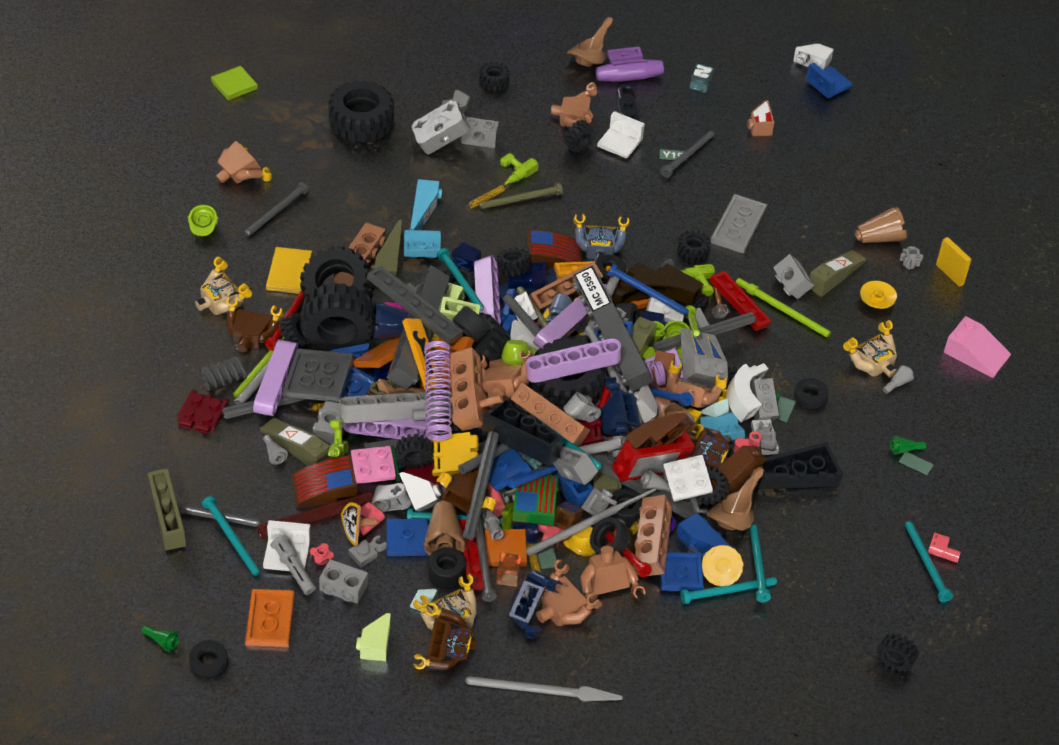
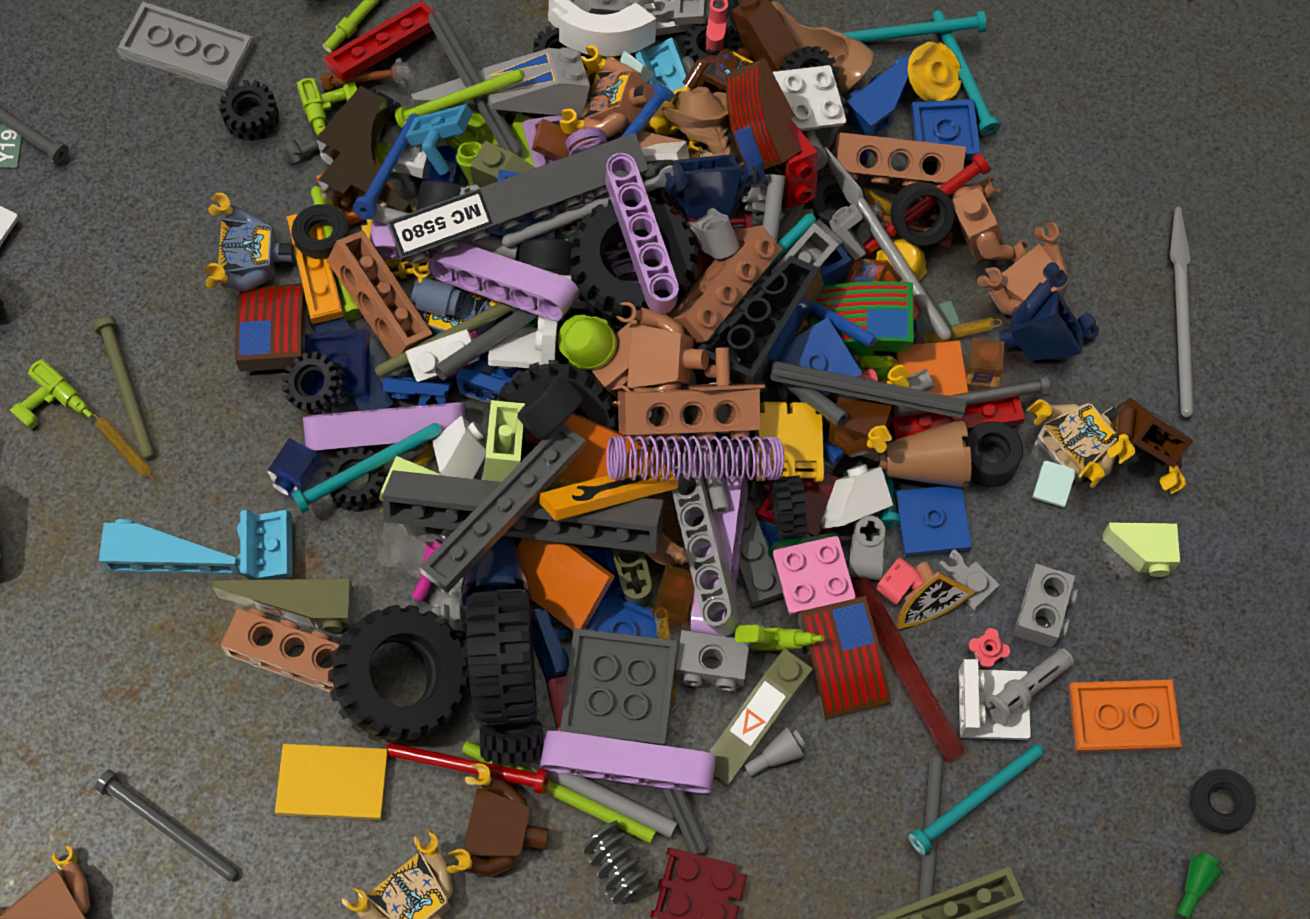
camera: 90 degrees left, 20 degrees up
(672, 311) = (435, 126): none -> dark azure plate

